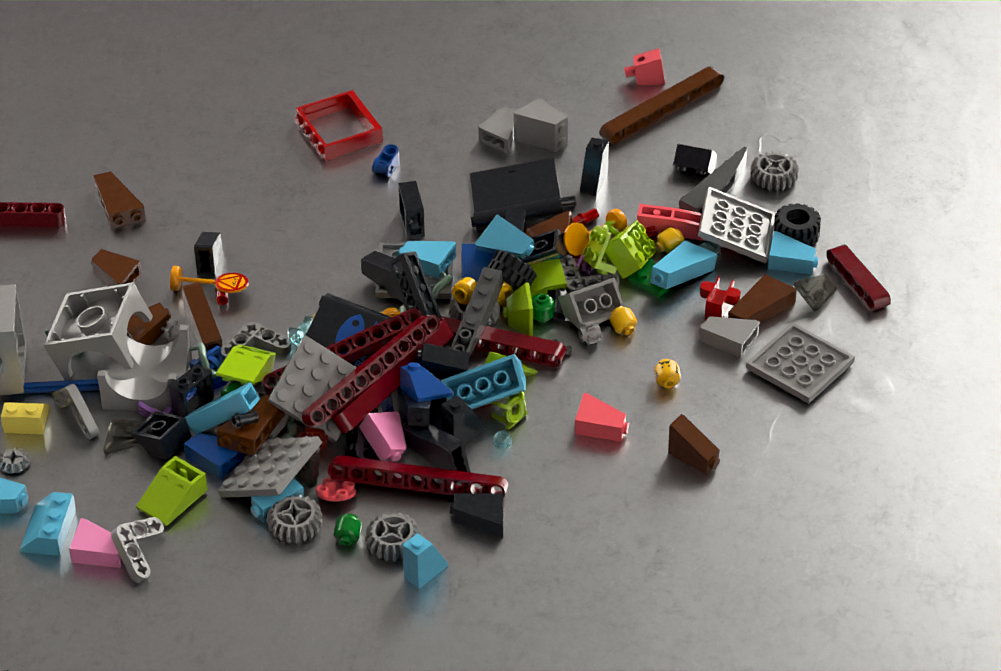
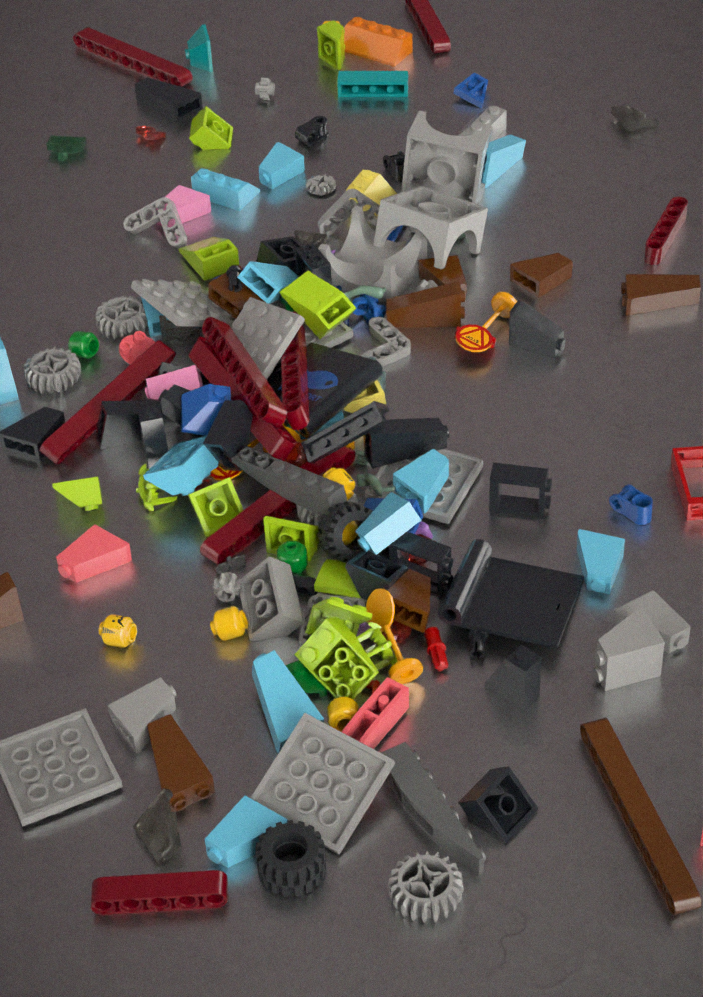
camera: 115 degrees right, 0 degrees up
(456, 163) = (599, 559): none -> medium azure slope
(502, 440) = (122, 478): clear light blue plate -> none
(533, 453) = (81, 492): none -> lime slope
(718, 300) = (206, 720): red piece -> none

